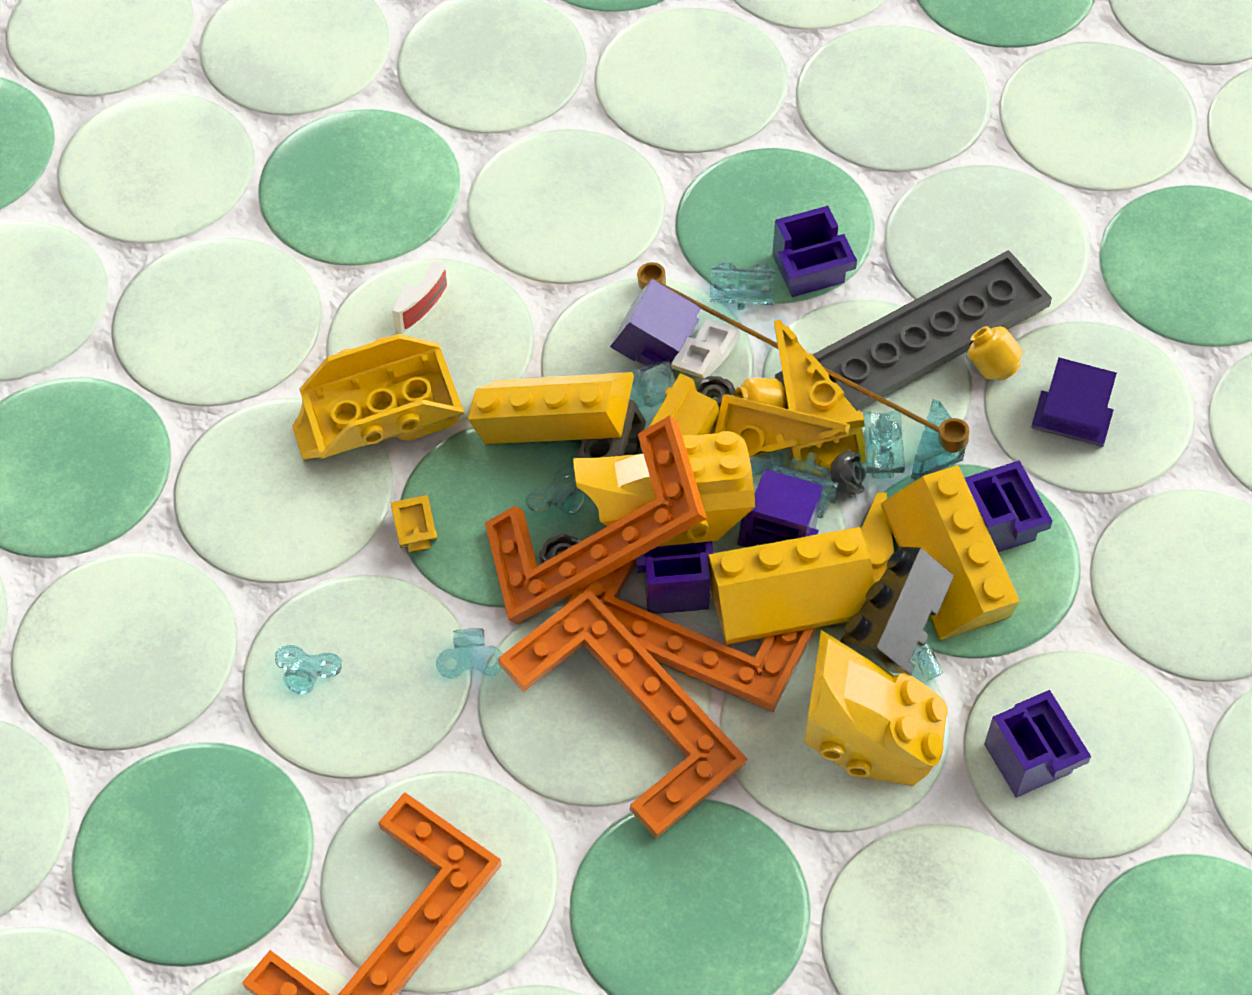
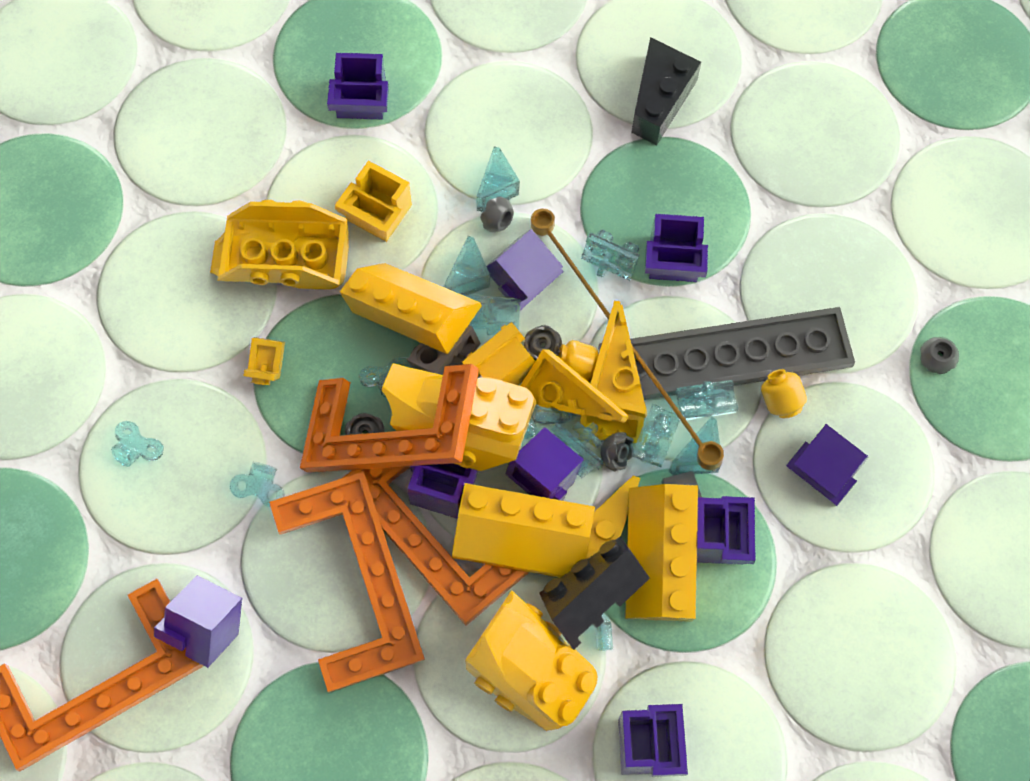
camera: 20 degrees right, 10 degrees up
(384, 209) = (358, 86): none -> dark purple plate
(417, 301) = (347, 171): white slope -> none
(461, 316) = (376, 201): none -> yellow plate
(483, 809) = (201, 620): none -> plate
(586, 254) = (497, 180): none -> clear light blue slope
(599, 349) = (469, 270): none -> clear light blue slope
(601, 286) = (497, 214): none -> dark grey plate
(708, 349) = (554, 303): white slope -> none
(714, 102) = (663, 89): none -> black wedge
(918, 387) = (707, 399): none -> clear light blue hips
(1132, 262) = (936, 363): none -> dark grey plate

